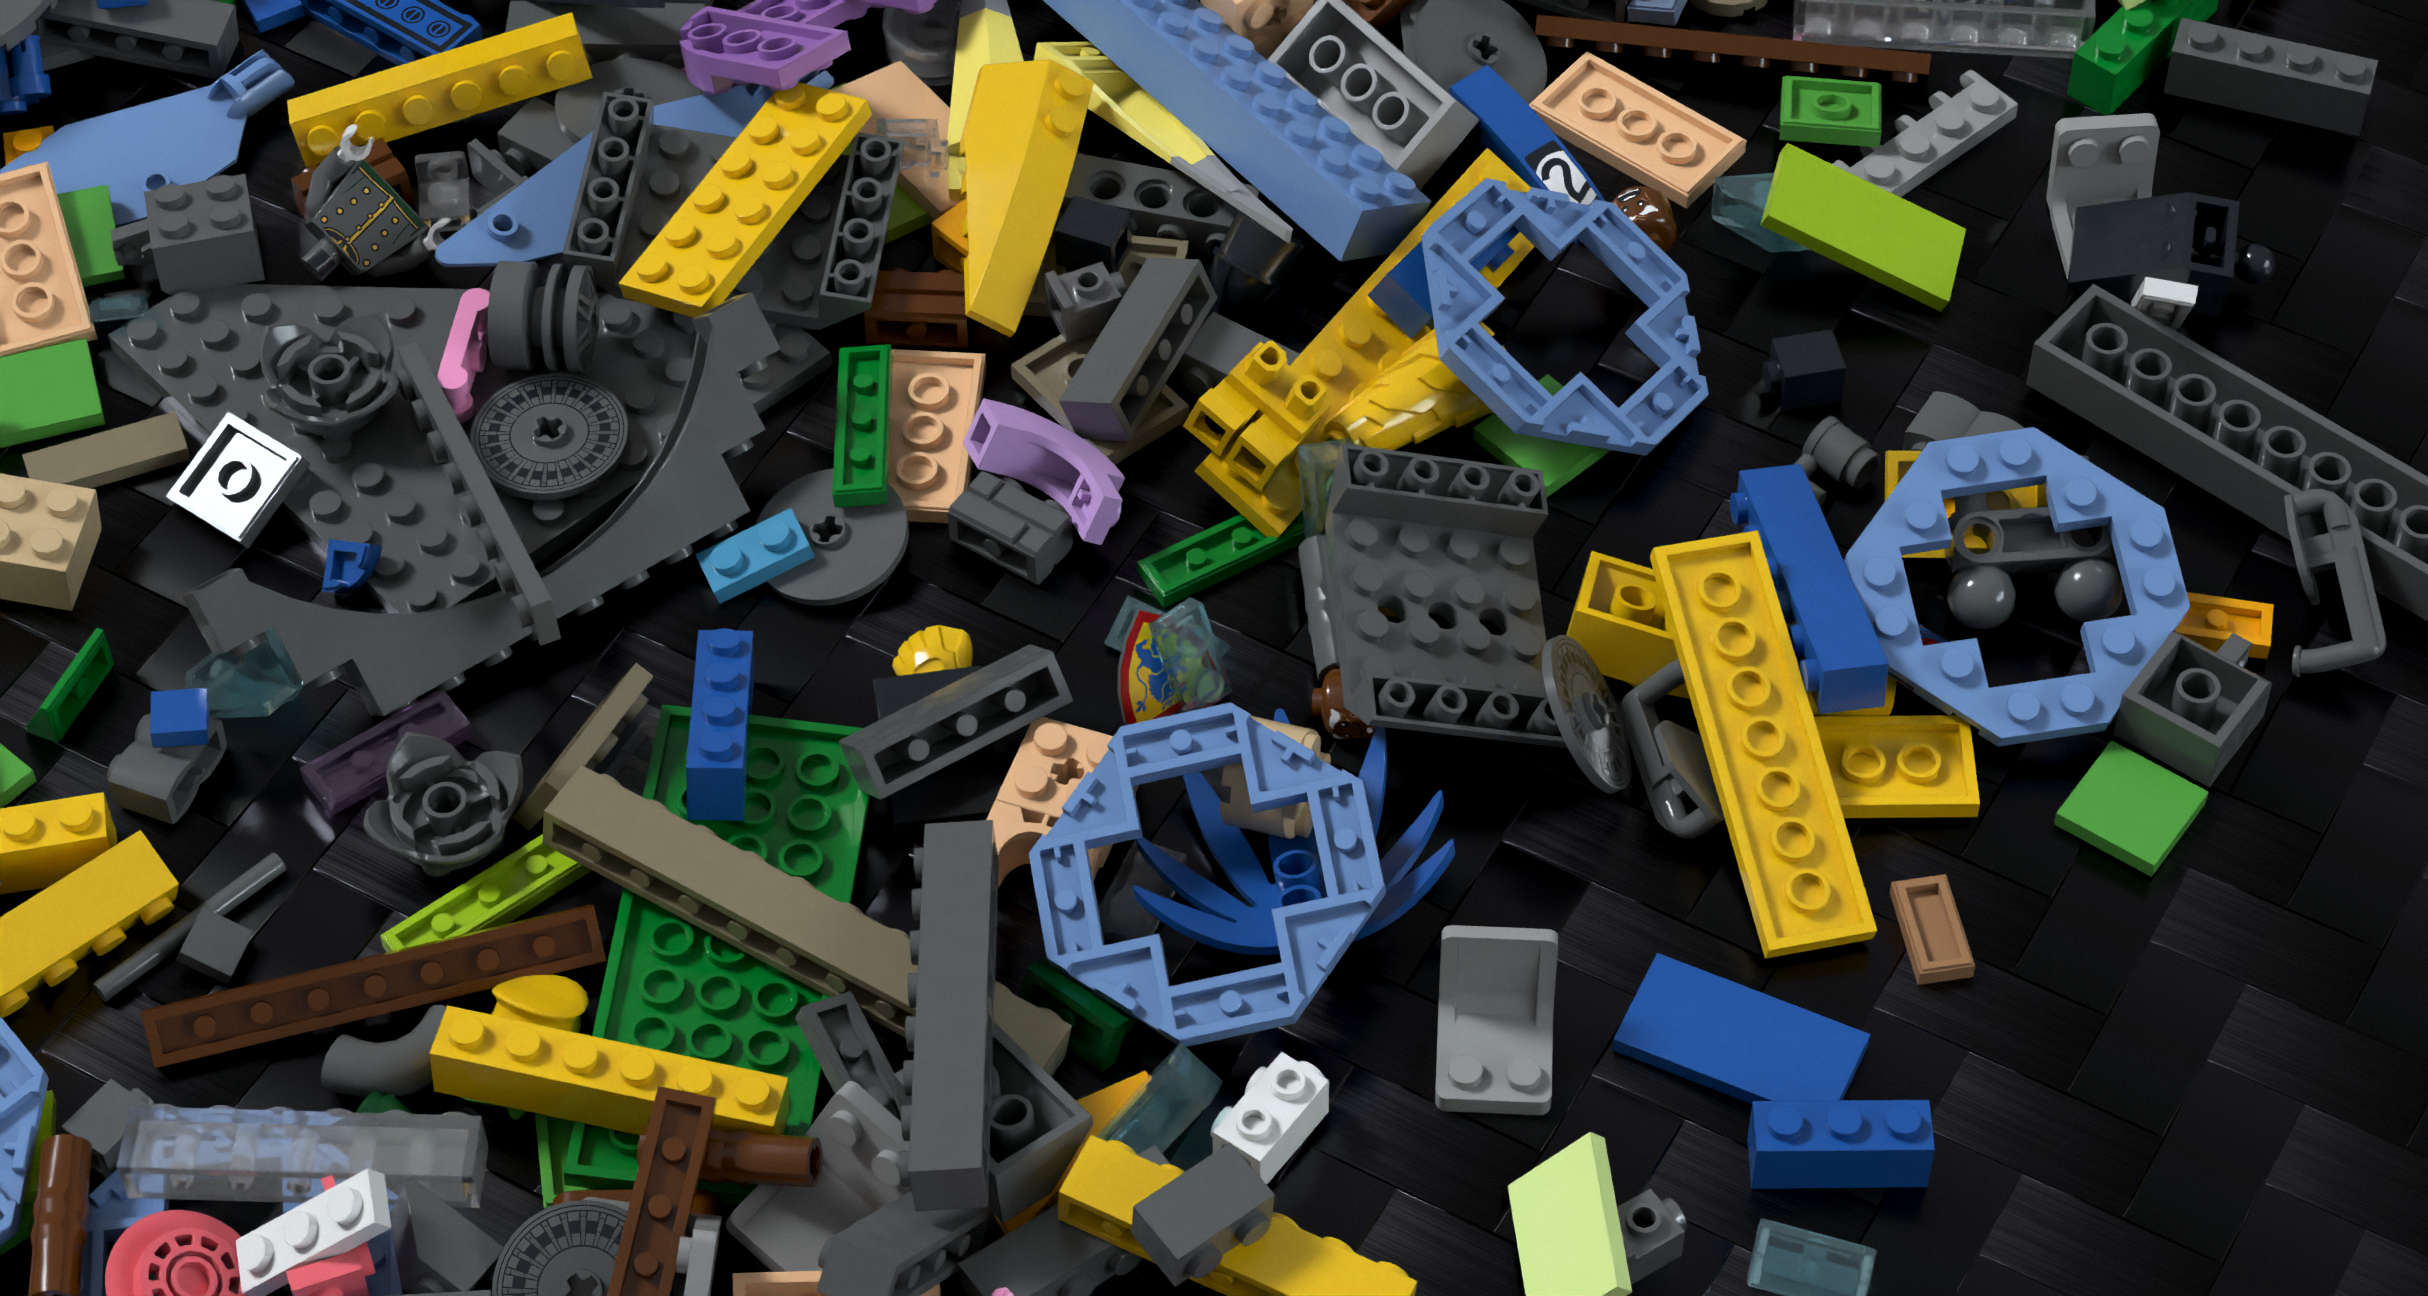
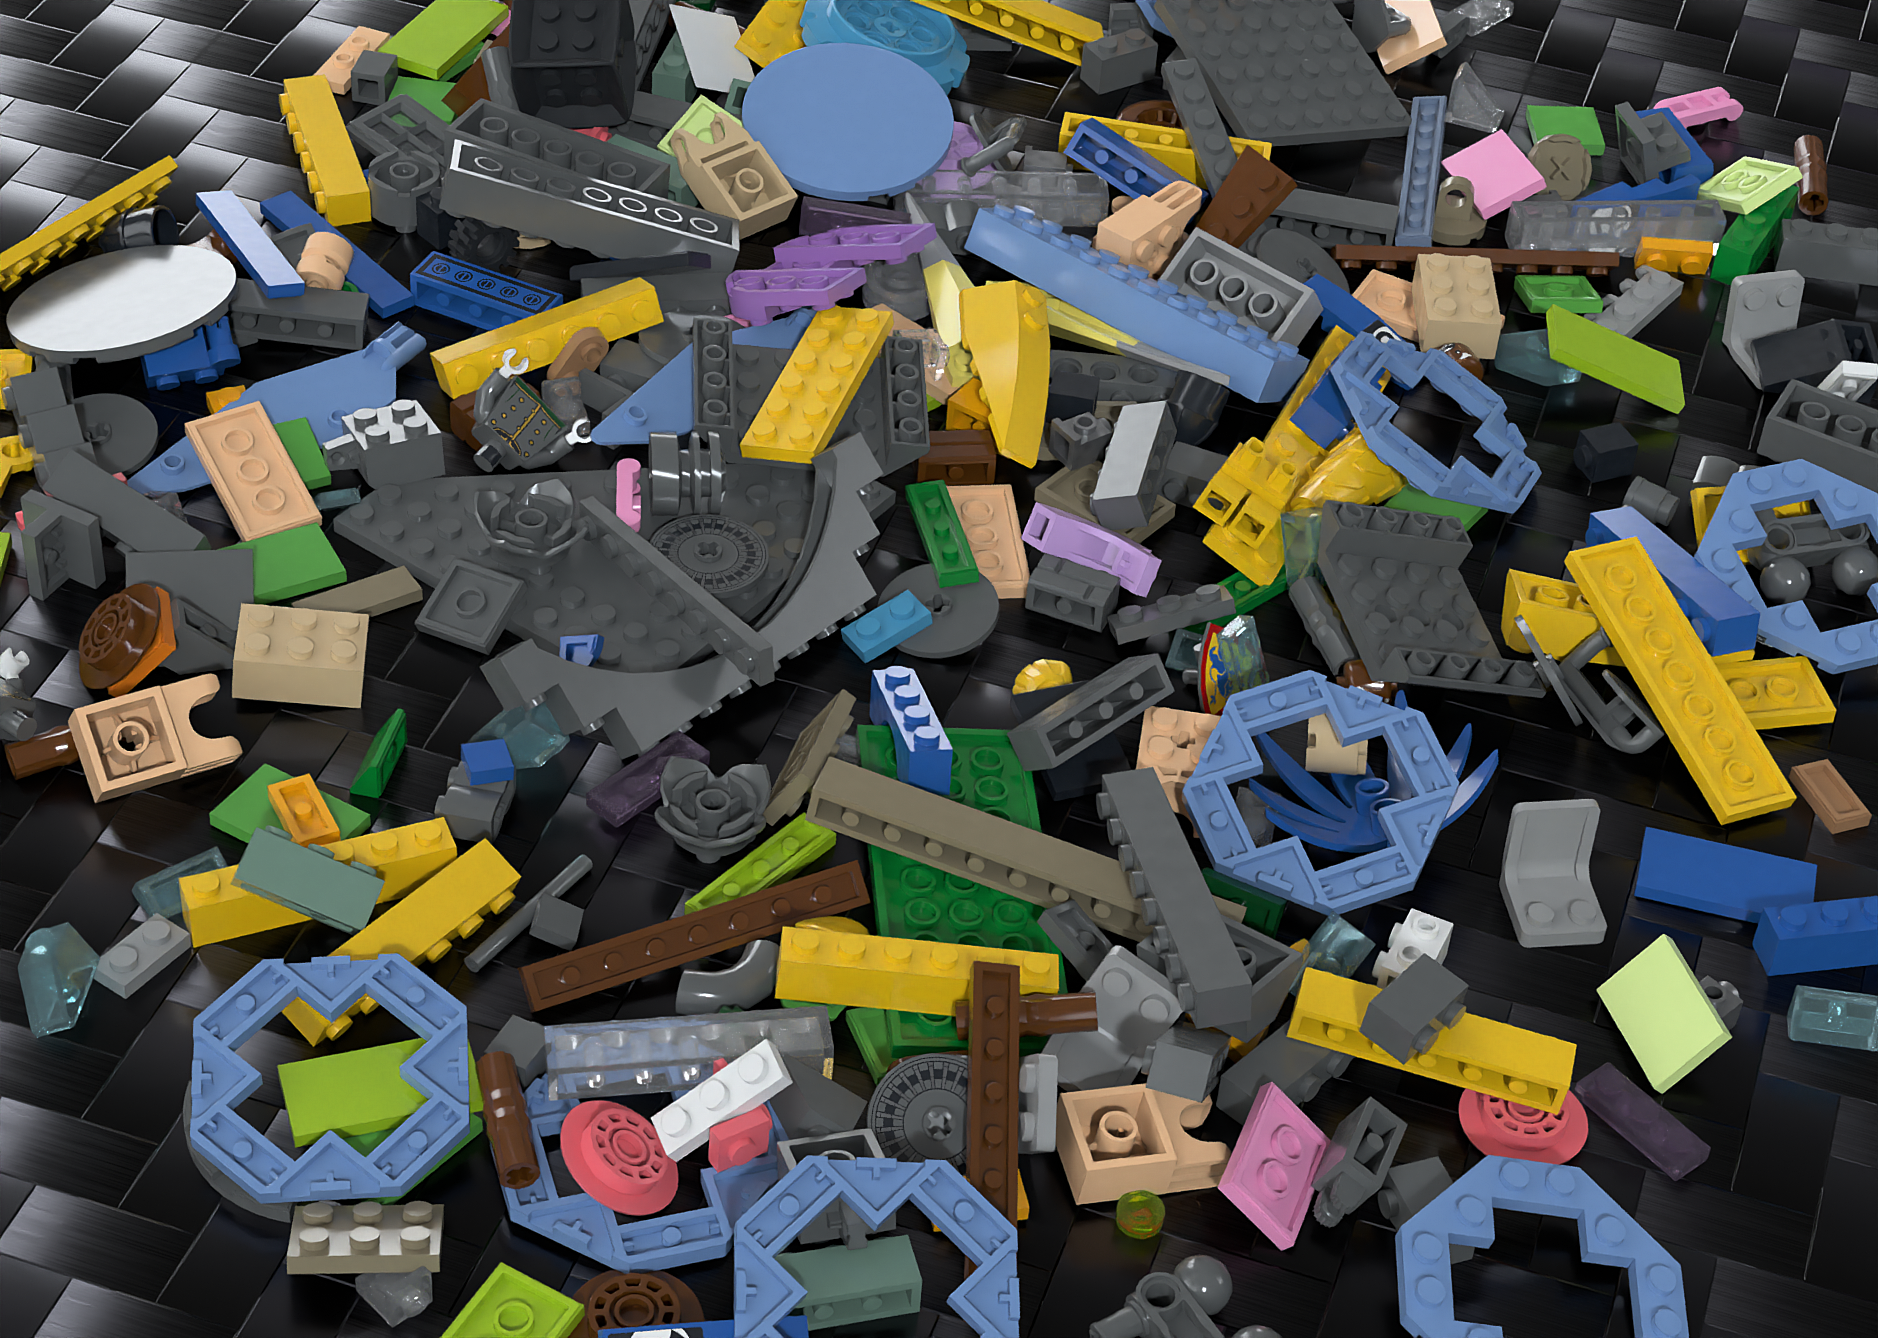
camera: 15 degrees left, 10 degrees down
(475, 115) = (582, 351): none -> medium nougat plate
(1125, 573) = (1171, 613): none -> dark grey plate
(1669, 124) = (1456, 303): none -> tan brick
(2015, 59) = (1674, 255): none -> light orange plate

